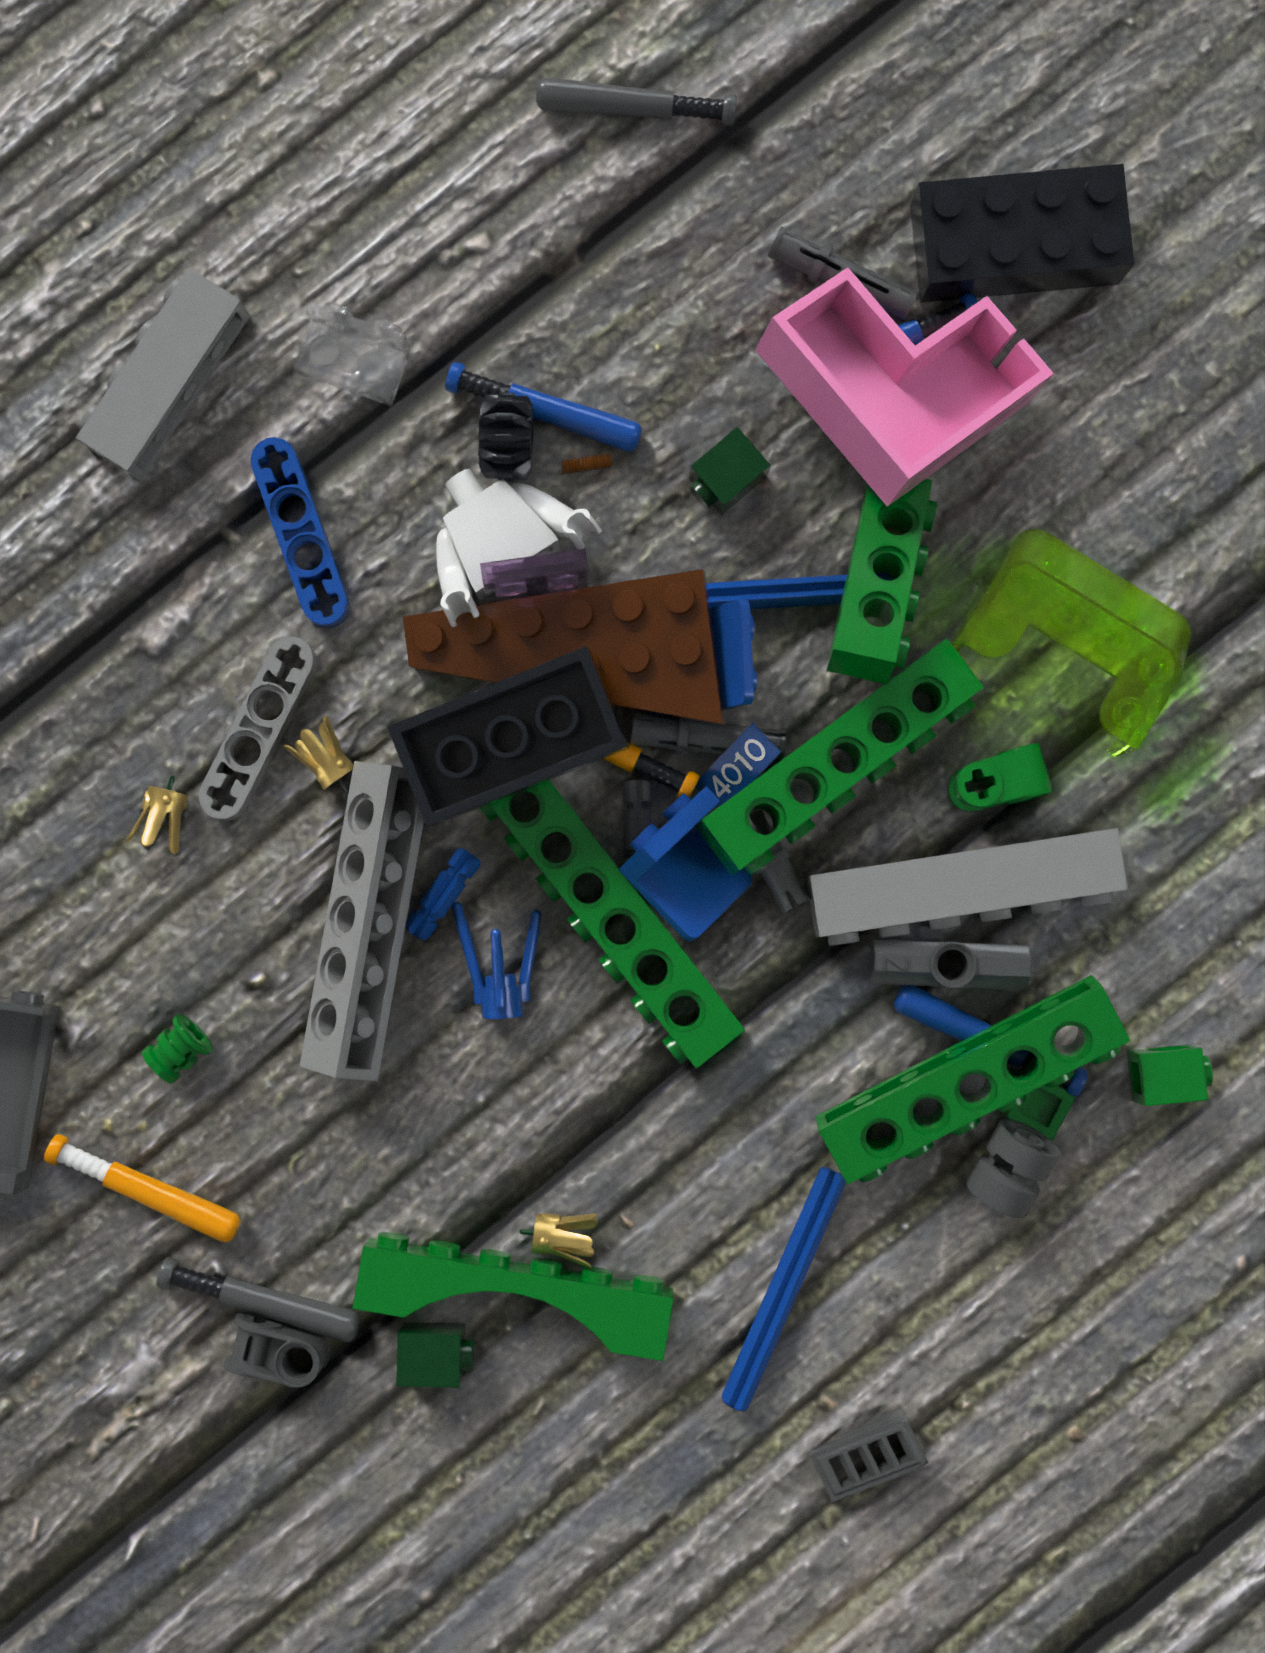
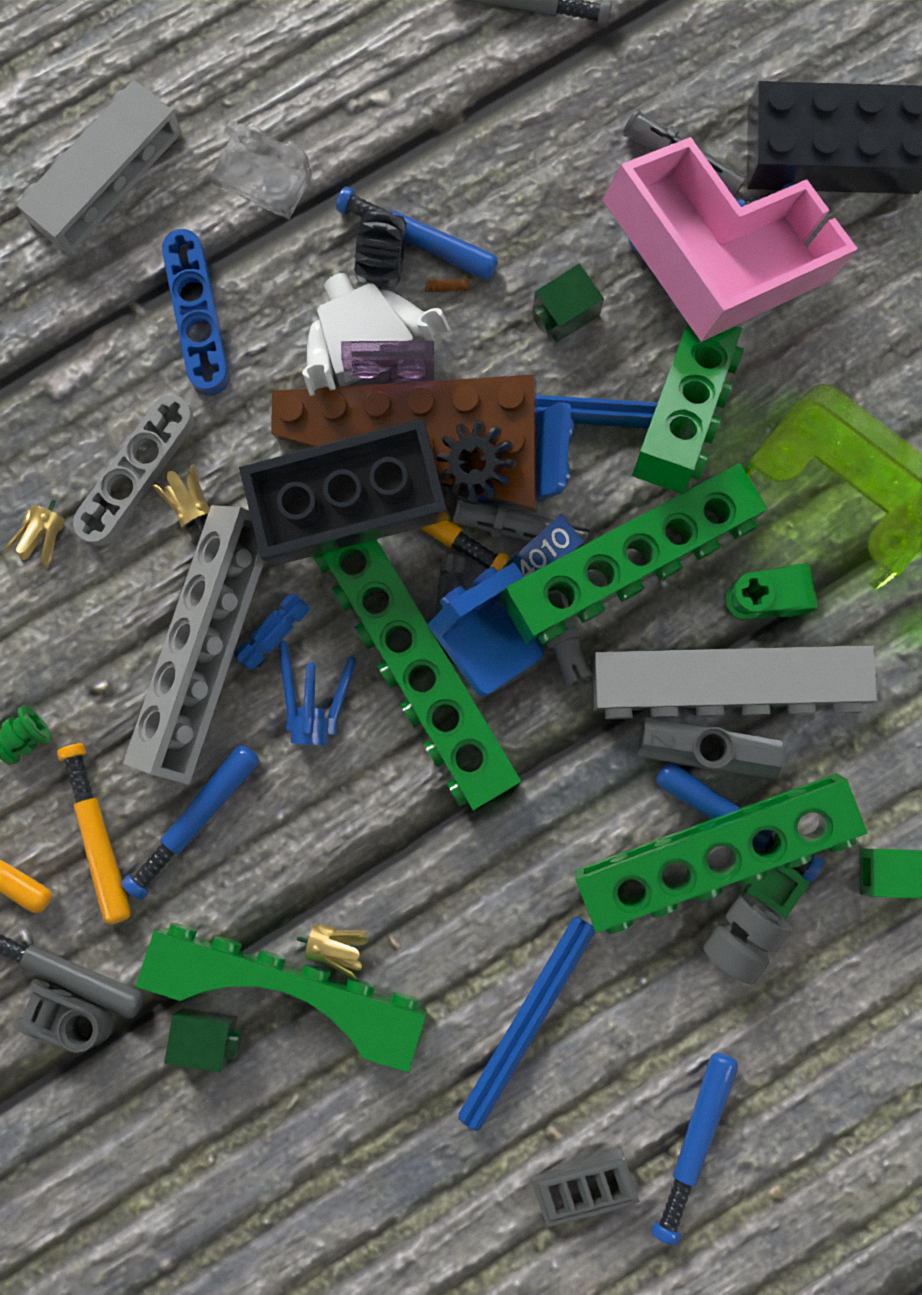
camera: 10 degrees right, 5 degrees down
(288, 1170) = (99, 852): none -> light orange piece
(391, 1106) = (196, 815): none -> blue piece
(640, 663) = (476, 478): none -> black gear
(985, 1381) = (698, 1138): none -> blue piece

